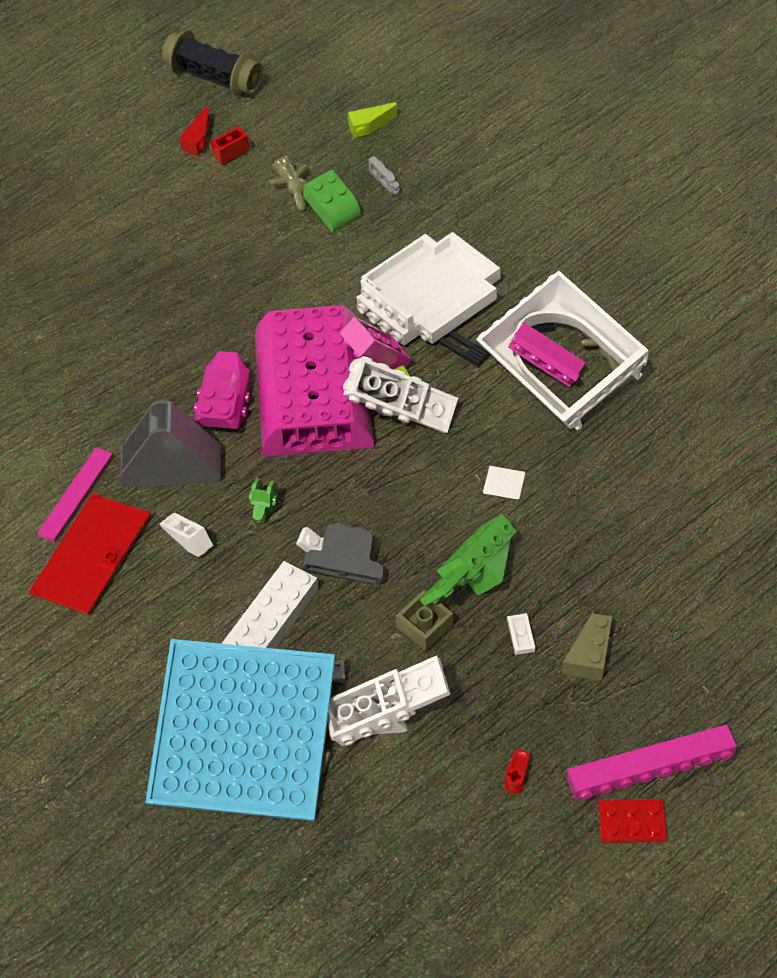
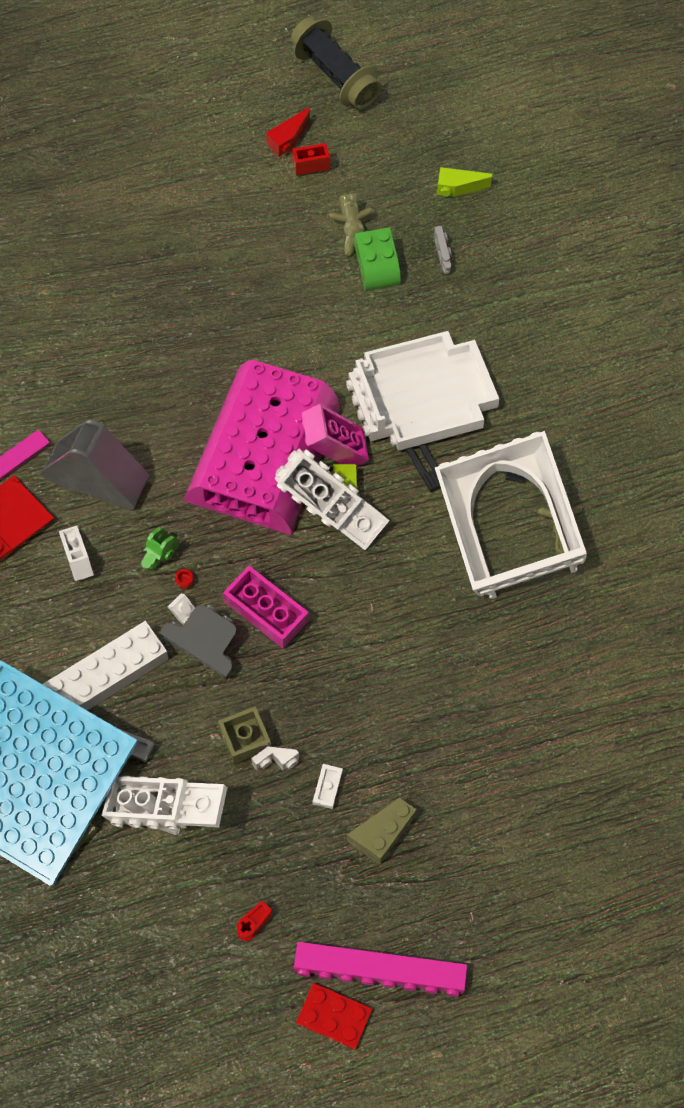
camera: 20 degrees right, 10 degrees up
(223, 392) = (175, 425): dark pink slope -> none
(297, 517) = (184, 578): none -> red tile
(385, 509) = (266, 607): none -> dark pink brick
(465, 626) = (283, 757): none -> white slope
(477, 562) = (318, 698): bright green wedge -> none
(504, 482) = (393, 623): white sticker -> none
(546, 354) = (496, 509): dark pink brick -> none

